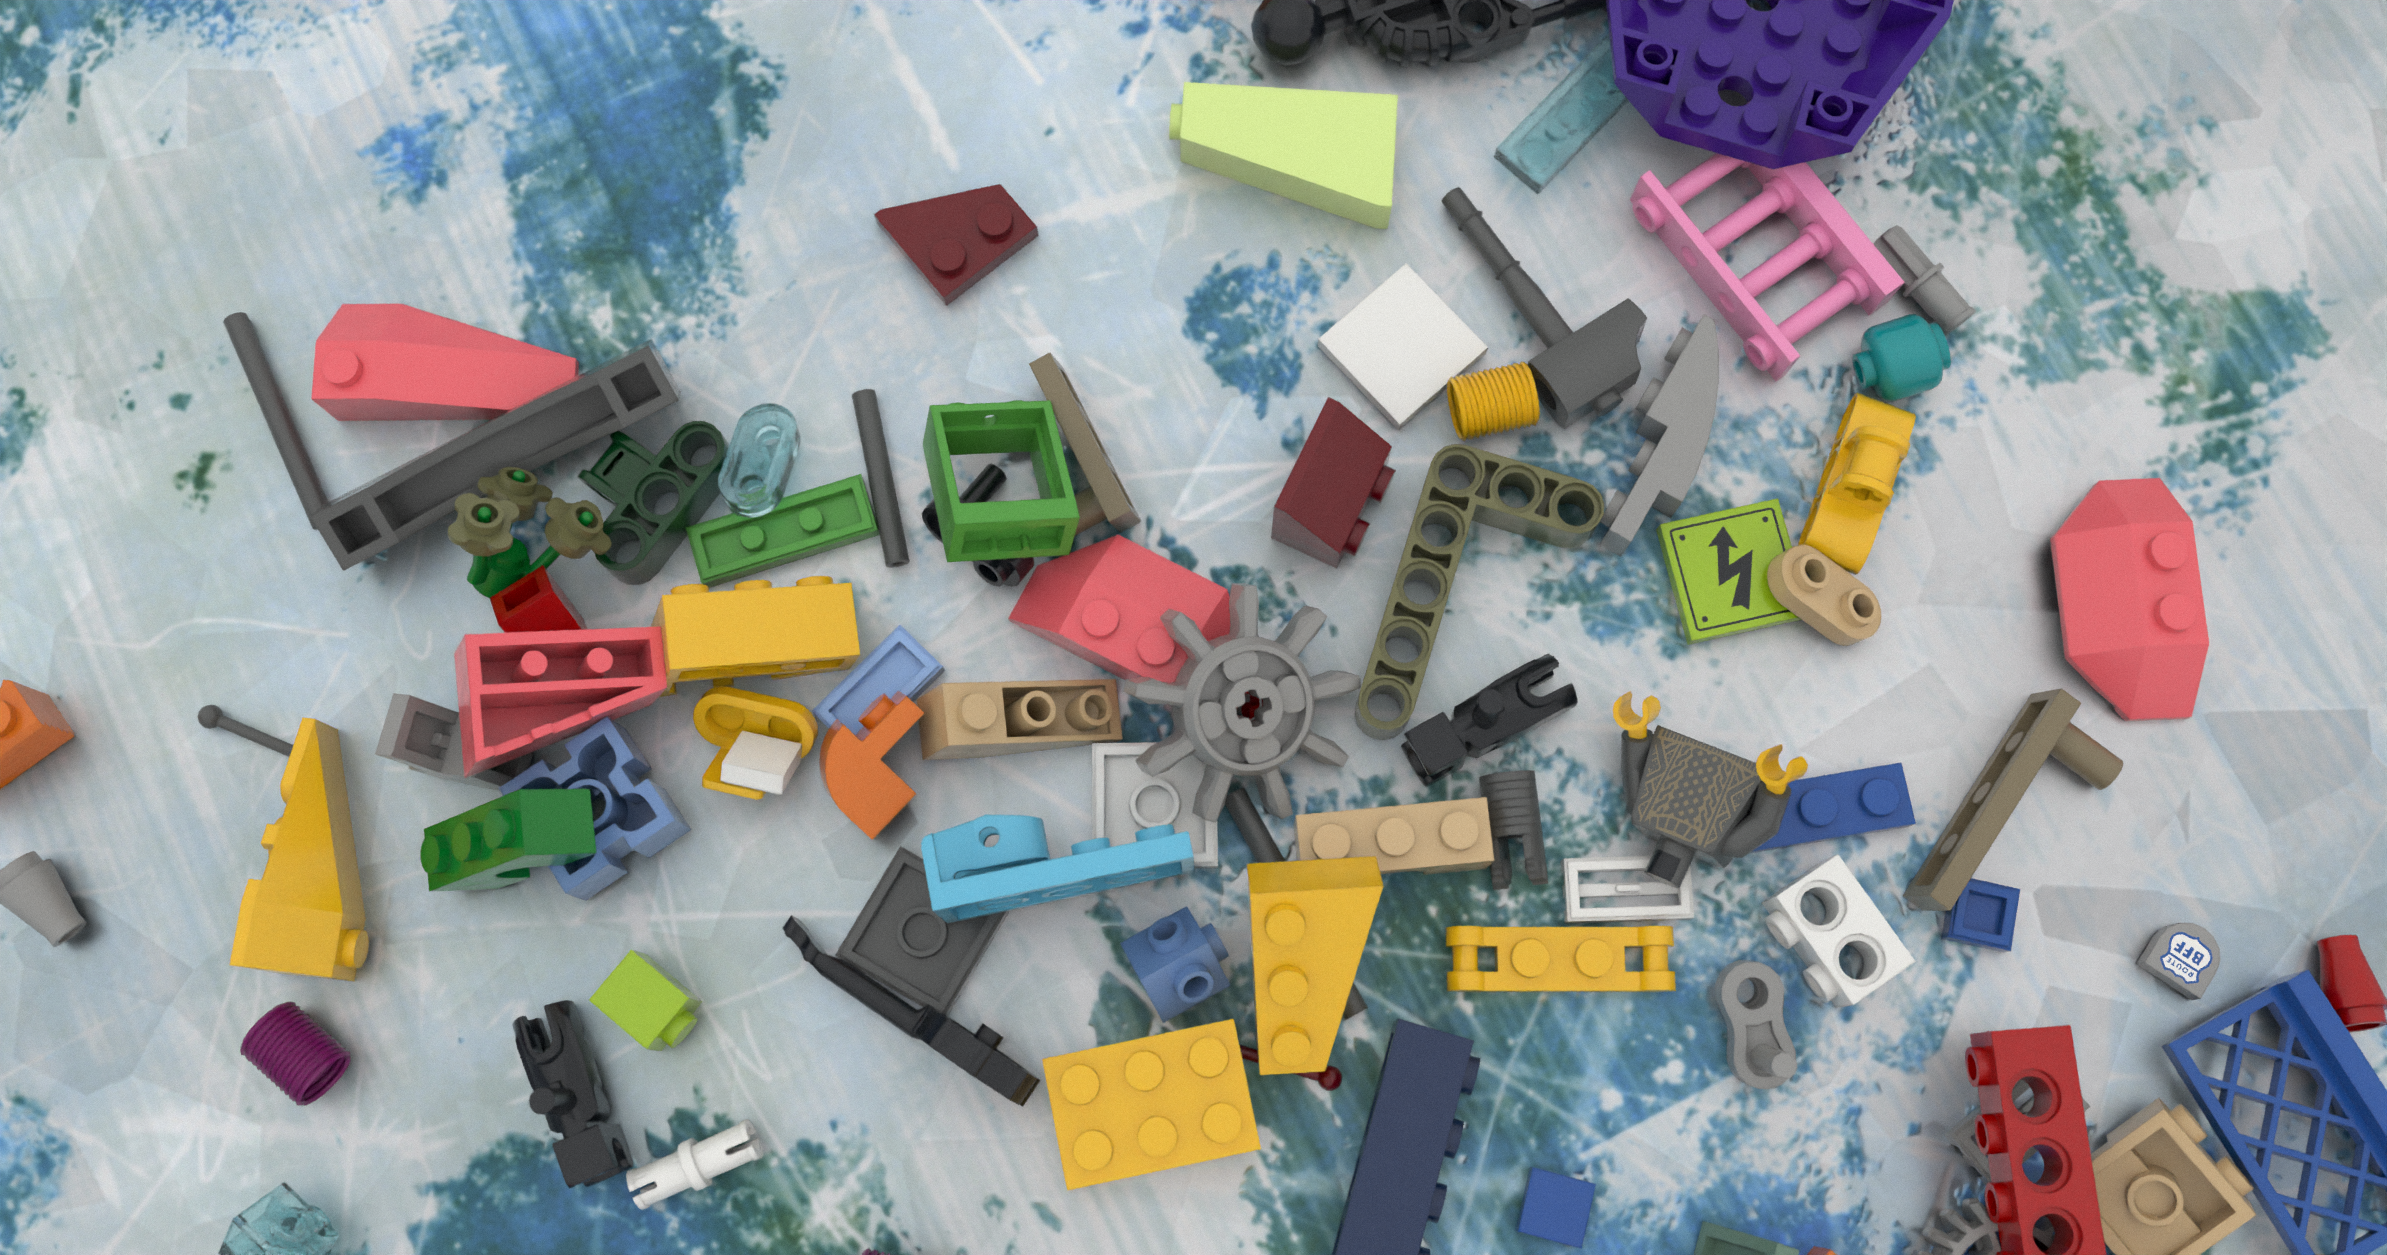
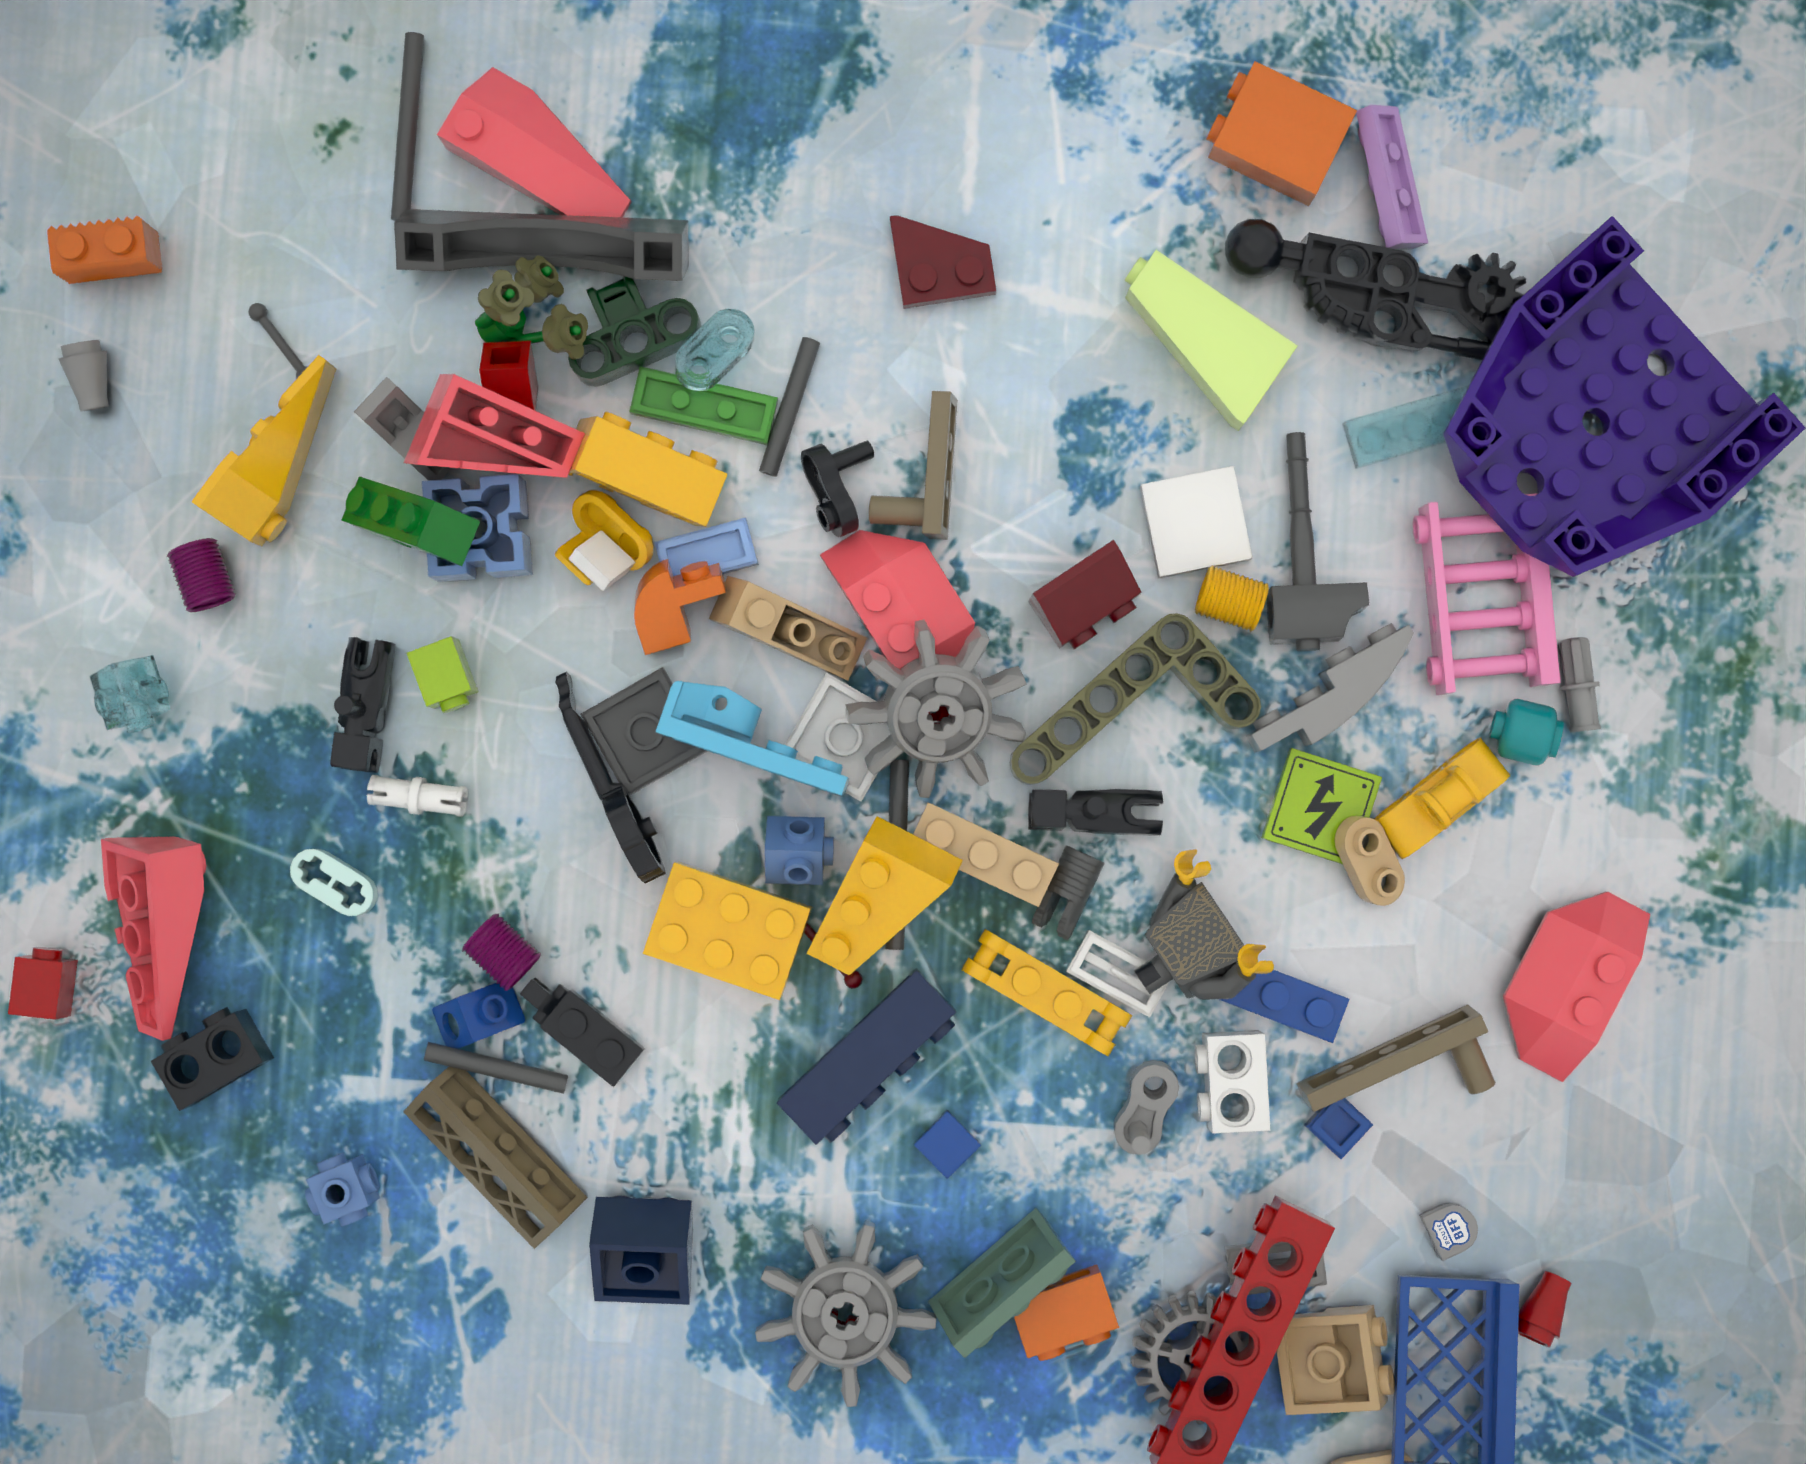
camera: 30 degrees right, 10 degrees up
(1001, 527) = (851, 502): bright green window -> none

